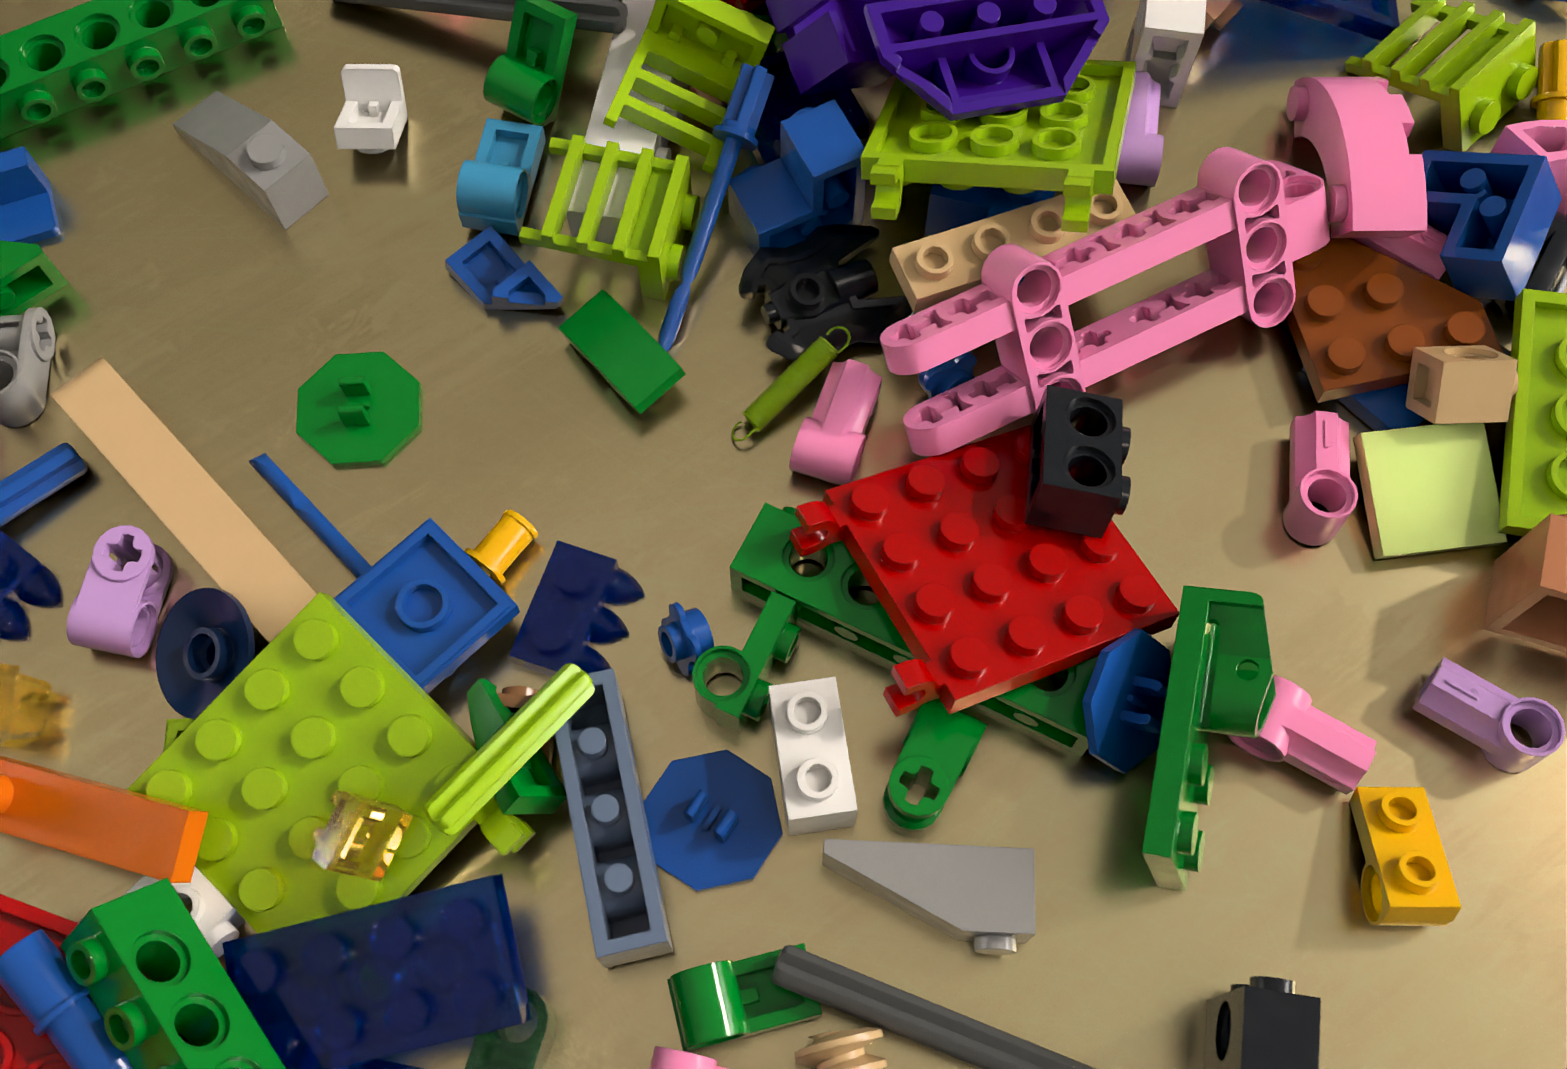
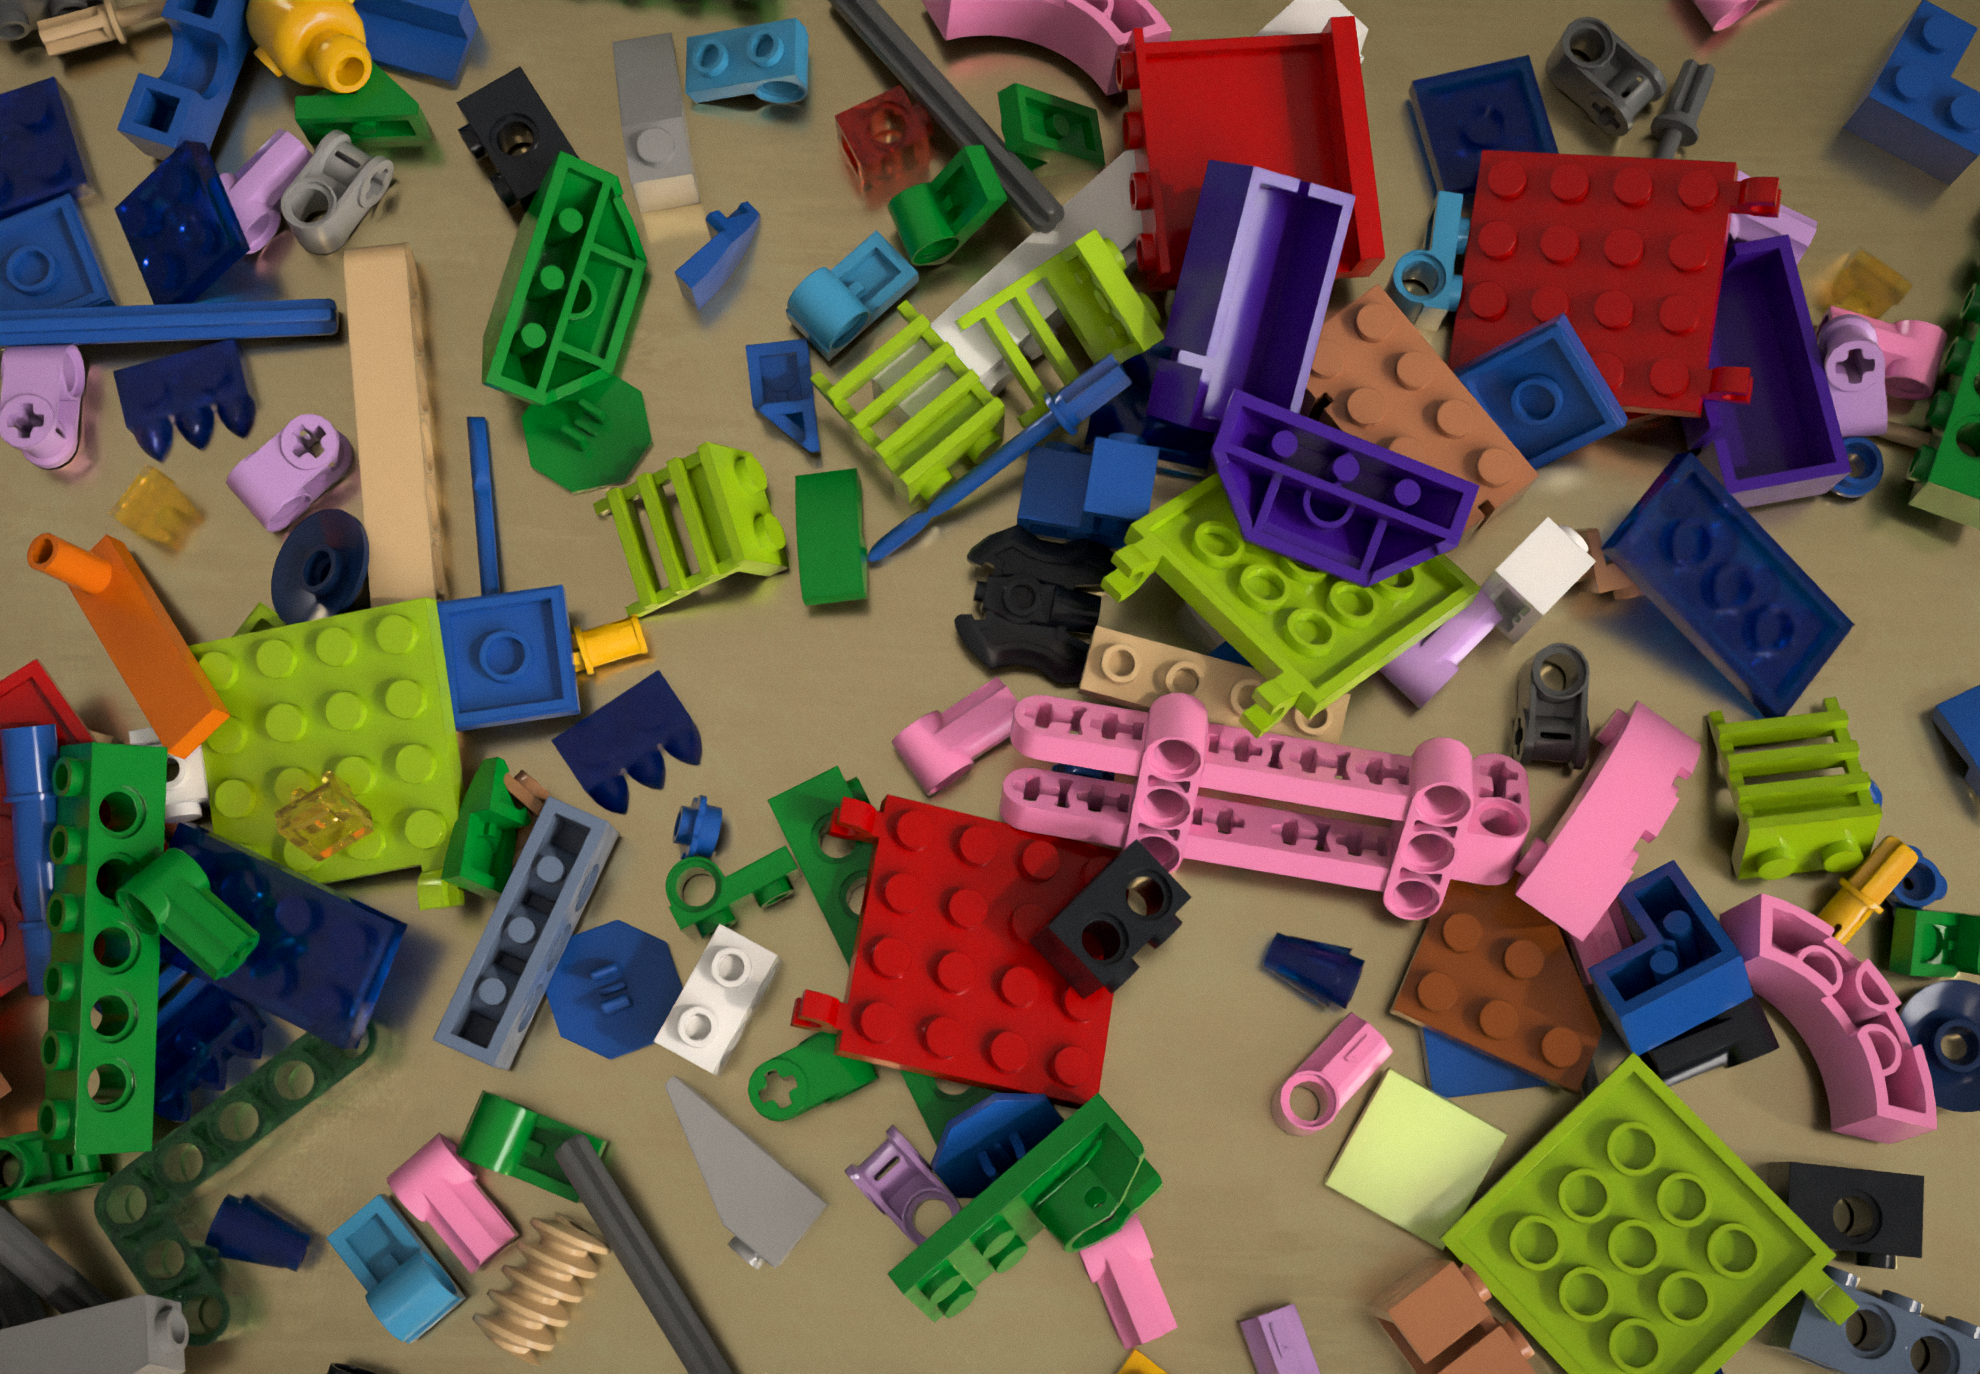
camera: 35 degrees right, 10 degrees up
(151, 231) = (505, 115): none -> black brick
(261, 302) = (565, 287): none -> green wedge
(272, 1001) = (177, 901): none -> green piece
(296, 64) = (749, 60): none -> dark azure plate
(373, 108) = (783, 153): white bracket -> none
(373, 217) = (716, 261): none -> blue slope
(442, 56) = (879, 161): none -> clear red brick
(509, 749) = (477, 834): lime axle -> none
(522, 384) = (724, 514): none -> lime plate
(790, 383) = (949, 668): lime piece -> none
(1080, 796) = (904, 1186): none -> lavender piece
(1242, 407) = (1316, 968): none -> clear blue cone
(1244, 114) = (1549, 721): none -> dark grey piece
(1461, 384) = (1509, 1093): tan brick -> none

